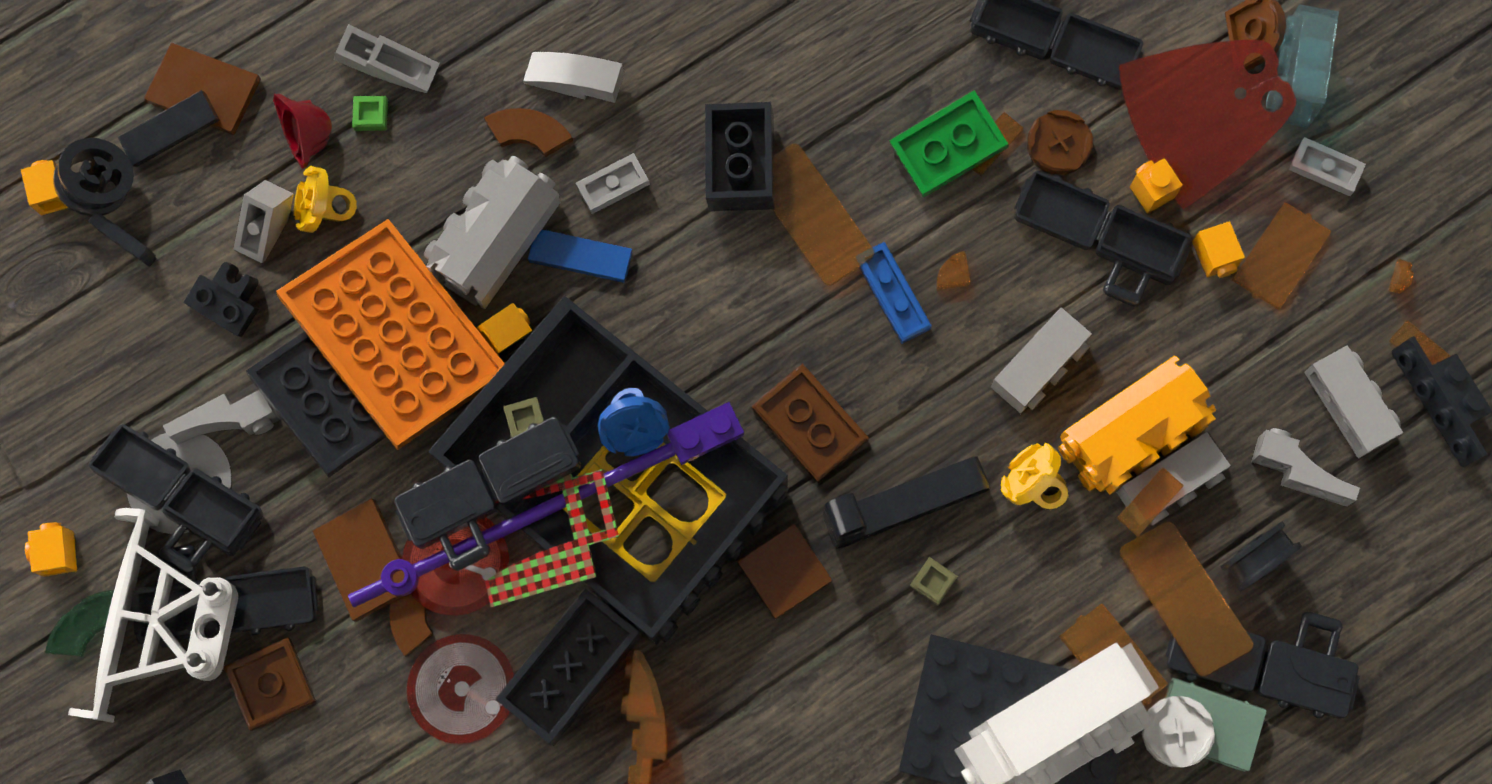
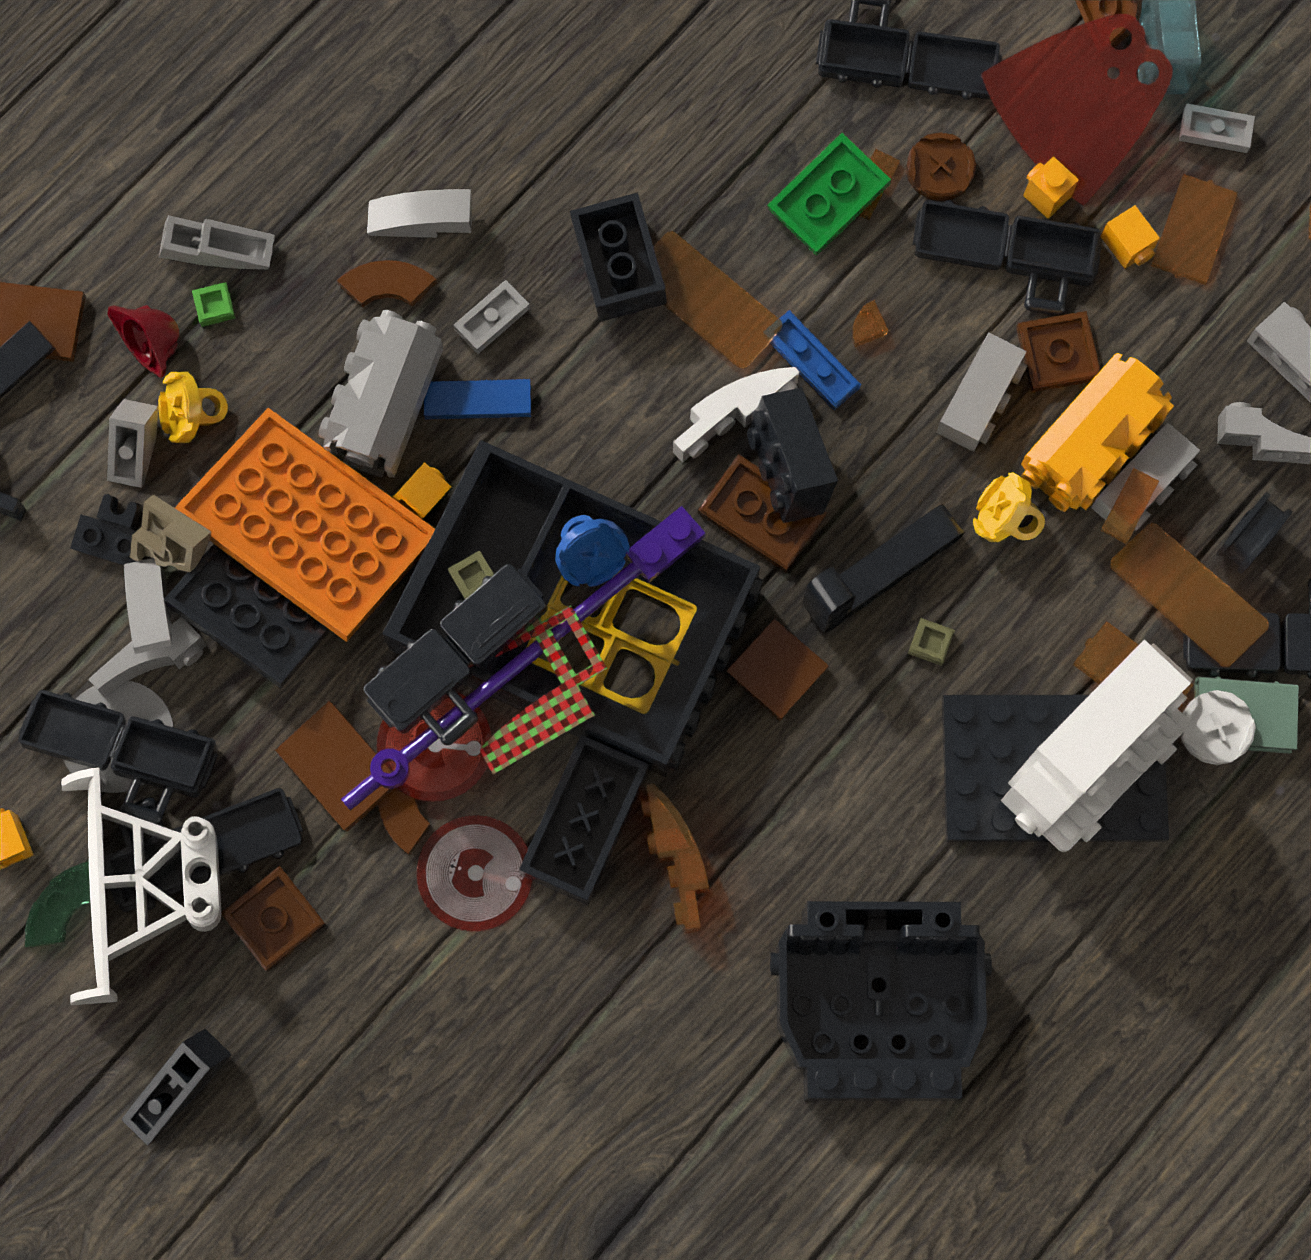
camera: 20 degrees left, 0 degrees up
(229, 381) = (146, 606): none -> light grey slope
(267, 315) = (169, 537): none -> dark tan slope
(821, 314) = (736, 400): none -> white slope
(847, 378) = (792, 455): none -> black brick
(1124, 339) = (1058, 351): none -> reddish brown tile

